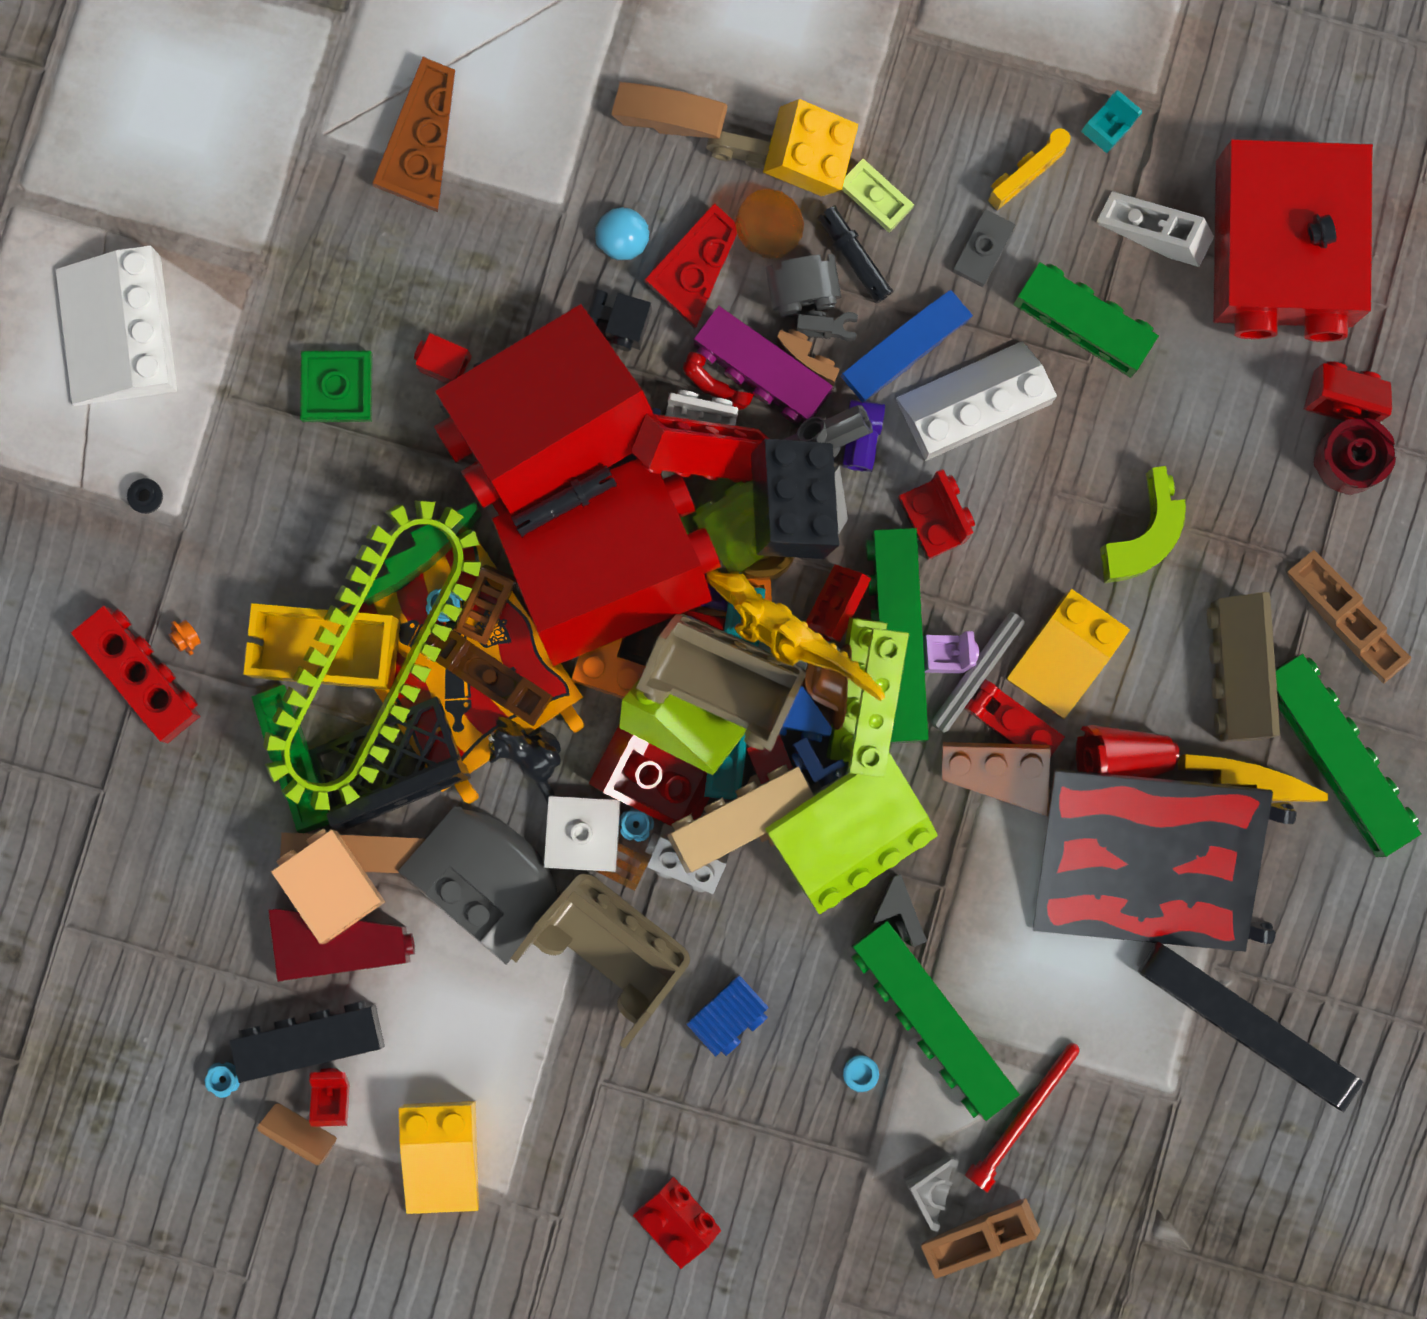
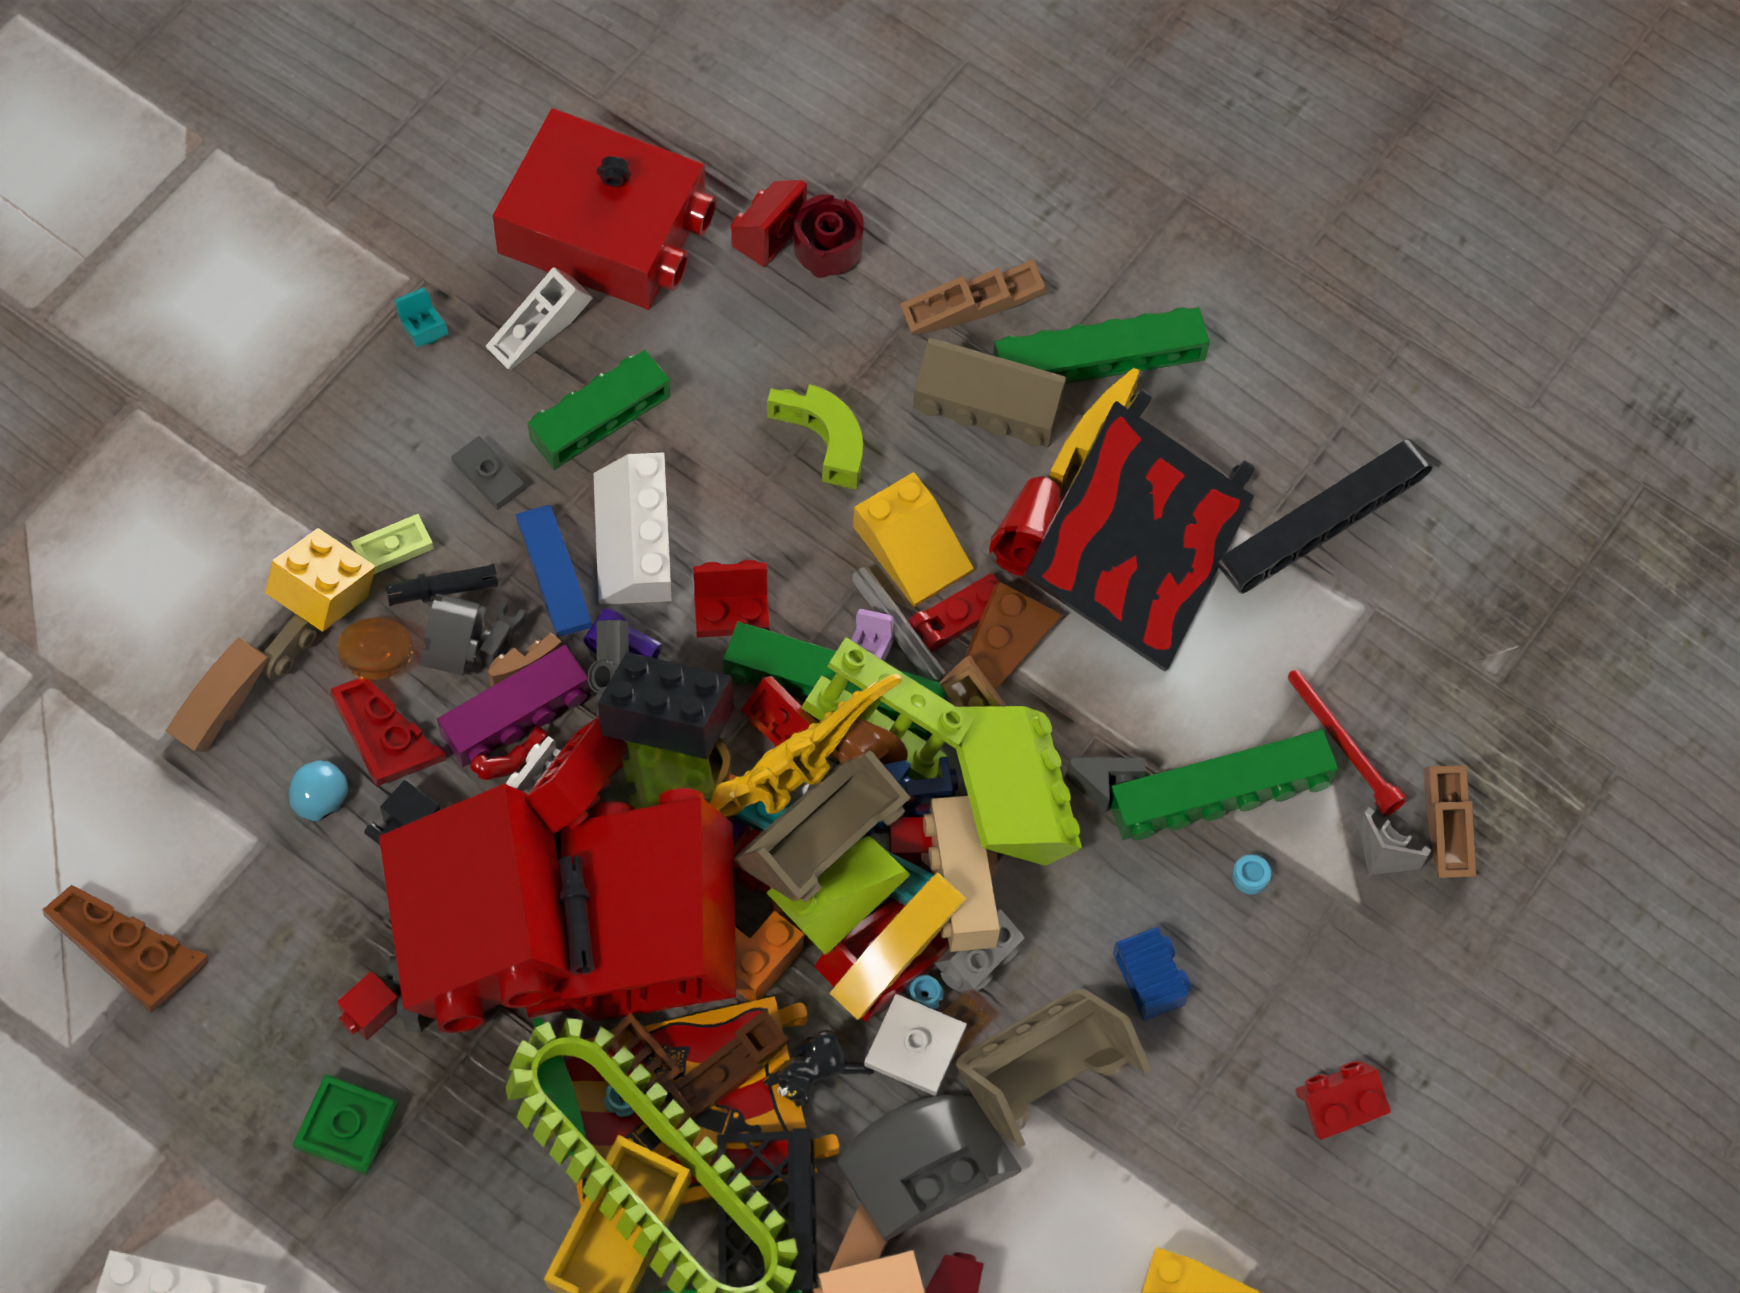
camera: 70 degrees left, 20 degrees down
(646, 789) = (898, 946): none -> yellow slope
(931, 766) = (969, 686): none -> medium nougat slope
(1029, 169) = (431, 402): yellow plate -> none

